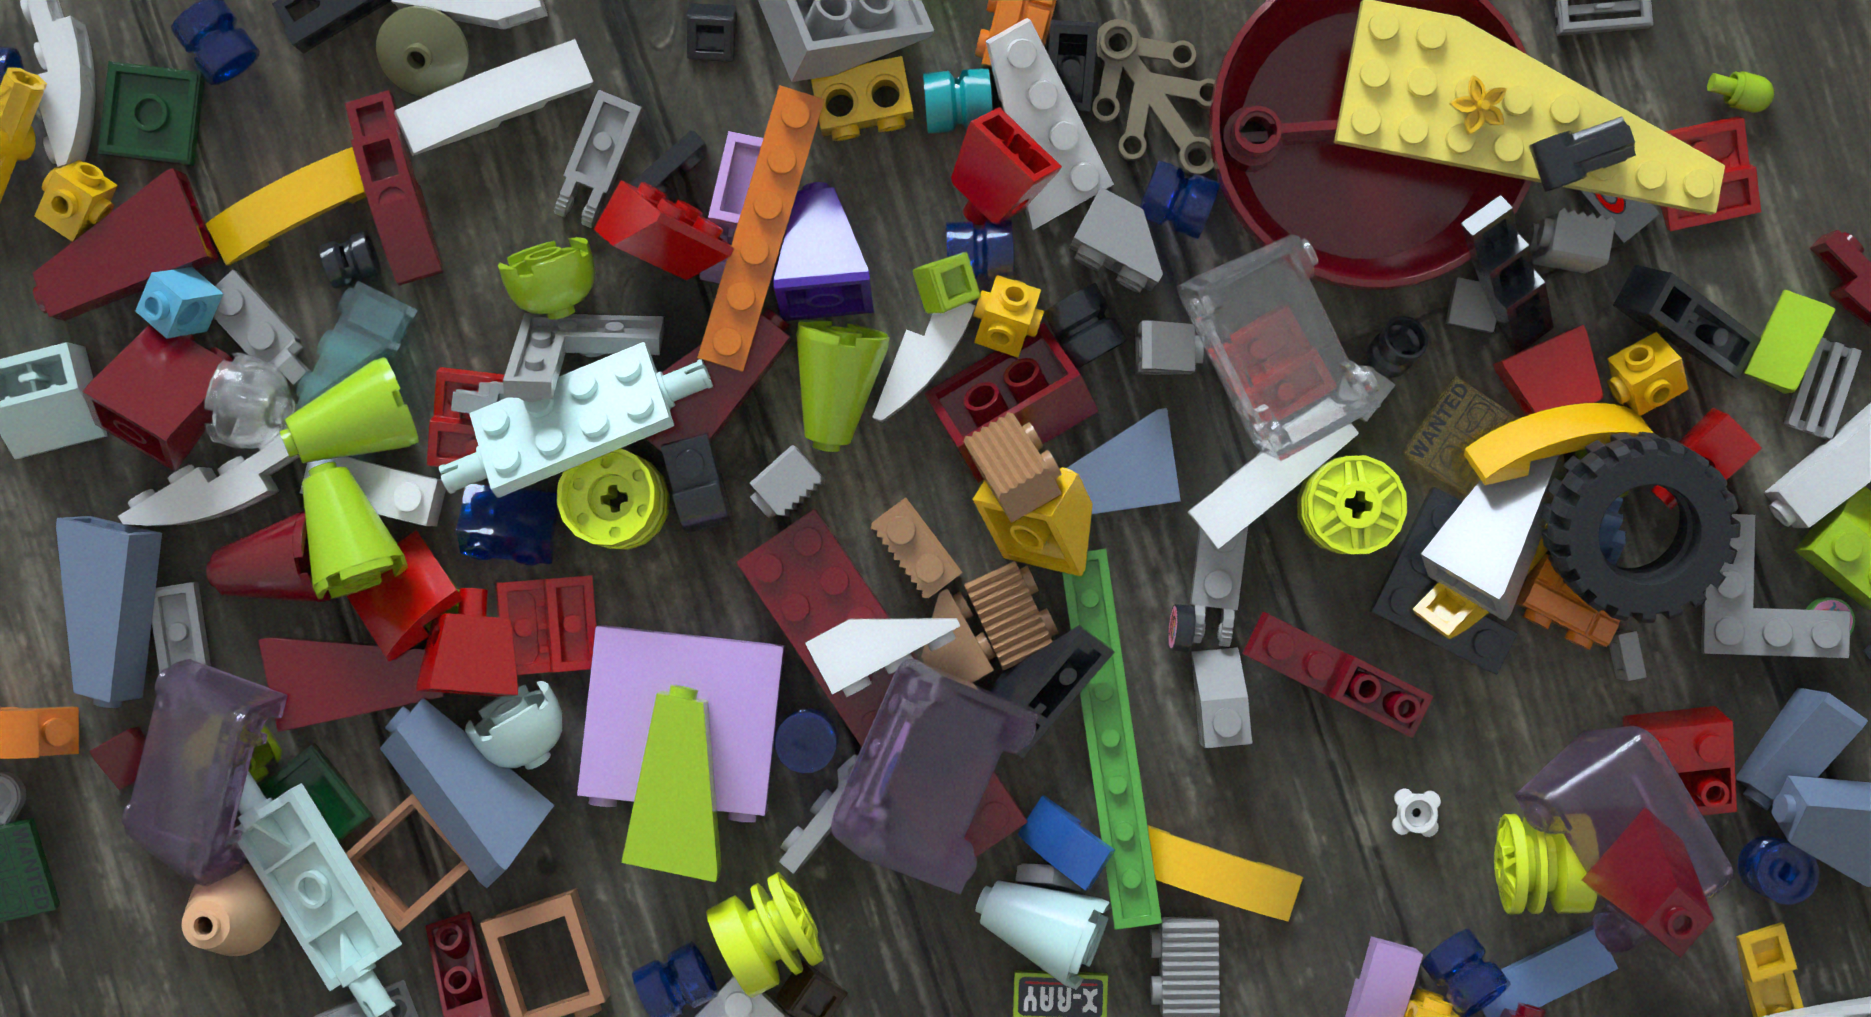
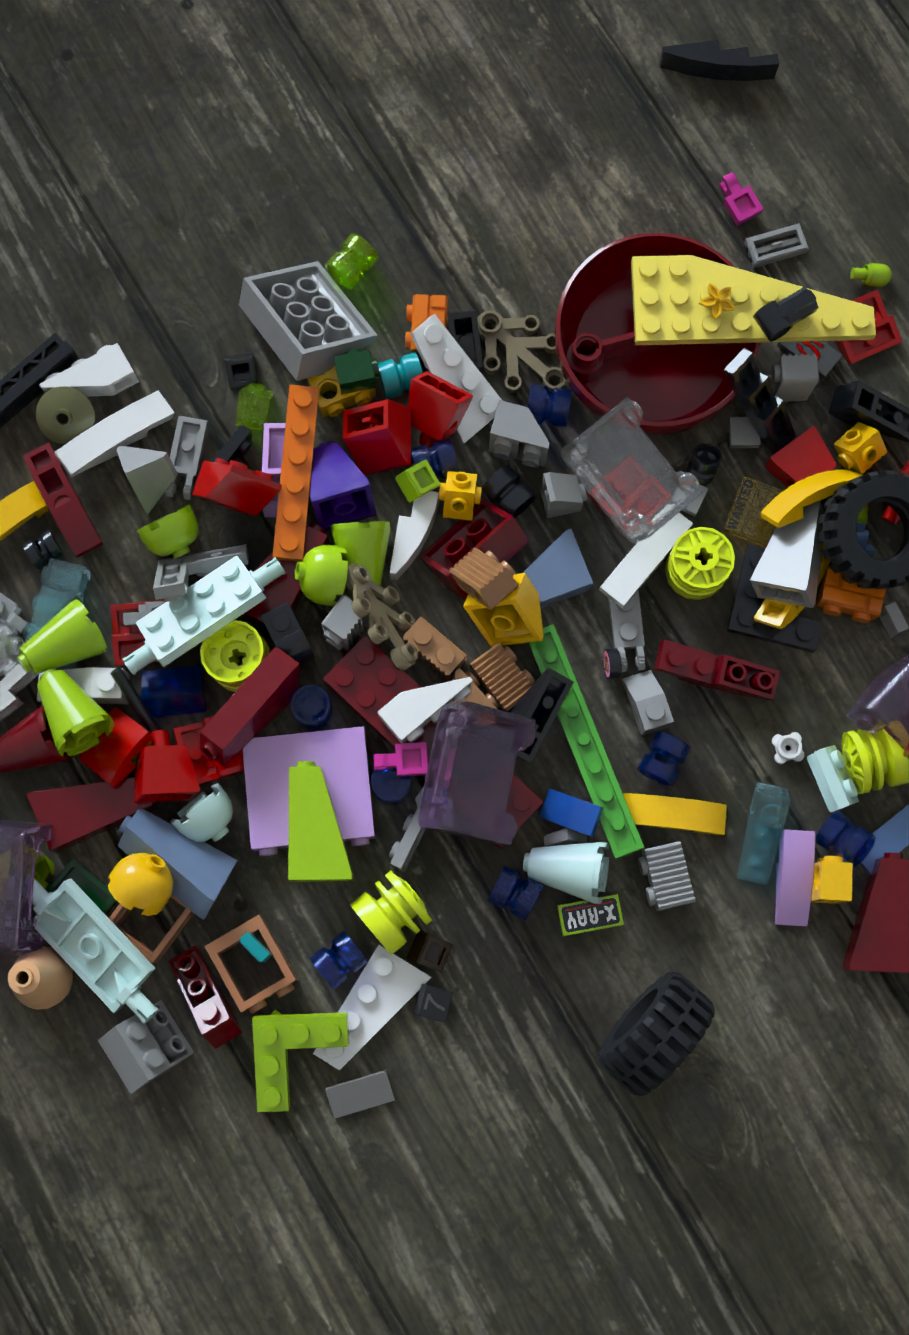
camera: 10 degrees left, 10 degrees down
(402, 822) = (141, 883): none -> yellow cylinder
(447, 535) = (134, 700): none -> black bar
(529, 175) = (148, 473): none -> light grey slope
(554, 947) = (255, 947): none -> teal tile
(617, 586) = (251, 707): none -> dark red slope
(711, 599) = (311, 707): none -> clear blue wheel
(718, 98) = (253, 406): none -> clear neon green bracket
(769, 403) = (322, 574): none -> lime cylinder
(838, 719) = (408, 759): none -> dark pink plate
(840, 481) = (380, 614): none -> dark tan plant
(888, 85) = (356, 371): none -> dark green brick
(901, 196) = (378, 436): none -> red slope
(955, 943) = (515, 893): none -> clear blue wheel
(1233, 777) = (669, 749): none -> clear blue wheel
(1347, 931) = (763, 832): none -> clear light blue slope
(1471, 877) = (832, 778): none -> light aqua bracket

